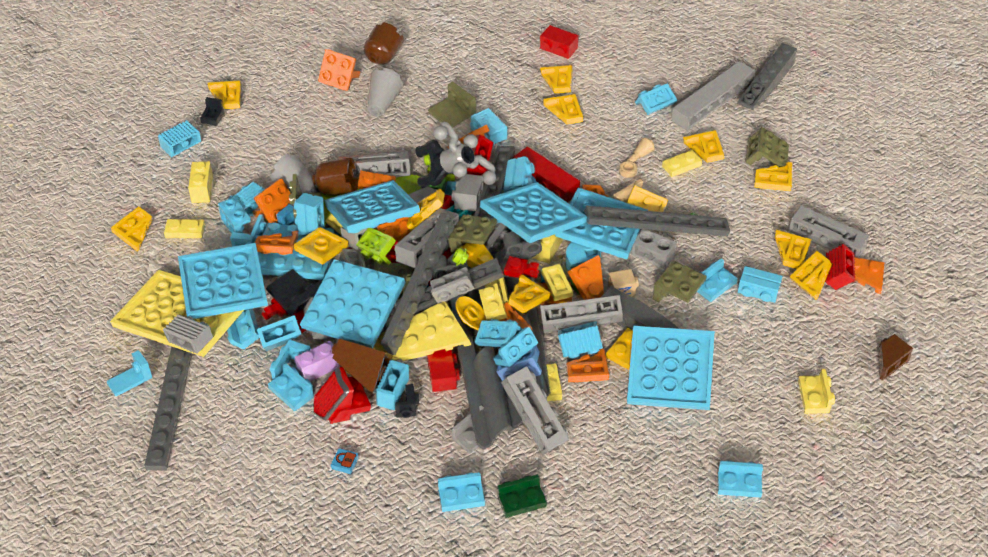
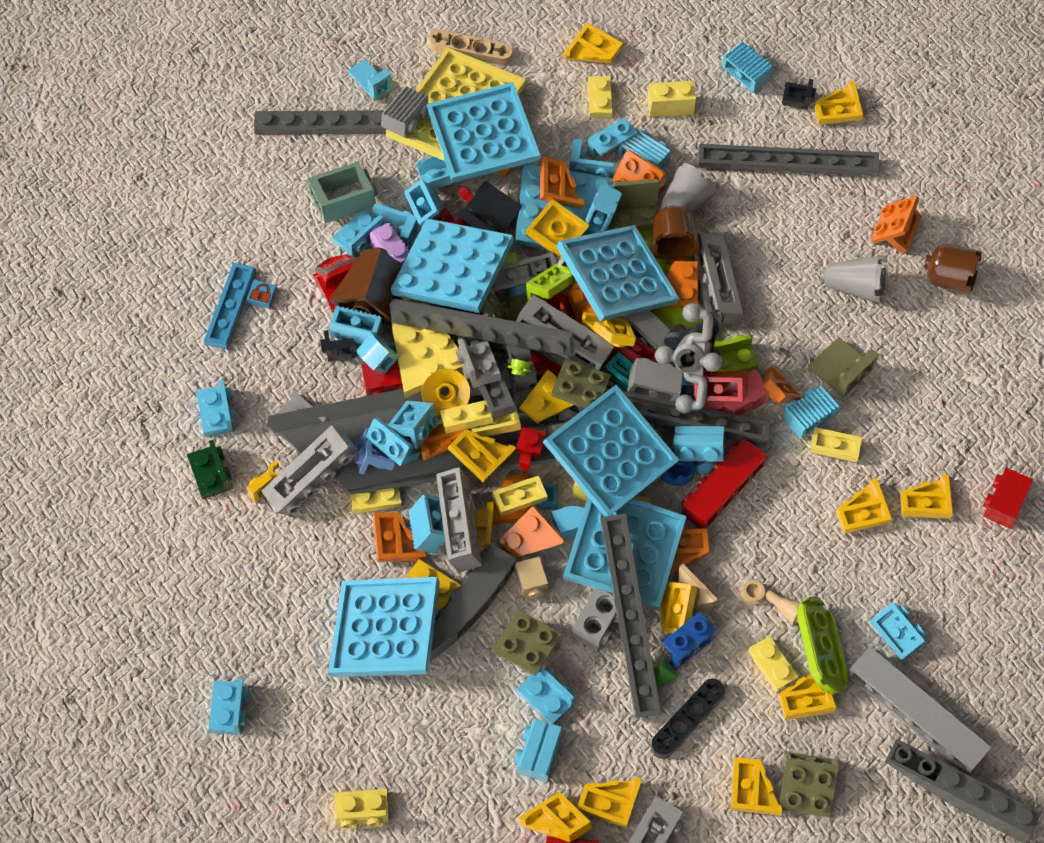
camera: 85 degrees right, 15 degrees up
(107, 307) = (471, 45): none -> tan beam
(266, 406) = (346, 204): none -> sand green window
(269, 125) = (788, 159): none -> dark grey plate
(353, 485) = (230, 306): none -> dark azure tile
(426, 361) = (378, 353): none -> medium azure brick
(515, 117) = (835, 444): none -> light yellow plate
(539, 455) = (258, 483): none -> yellow plate
(671, 131) = (822, 645): none -> lime tile
(675, 198) = (689, 639): none -> blue bracket
(744, 219) = (685, 716): none -> black beam

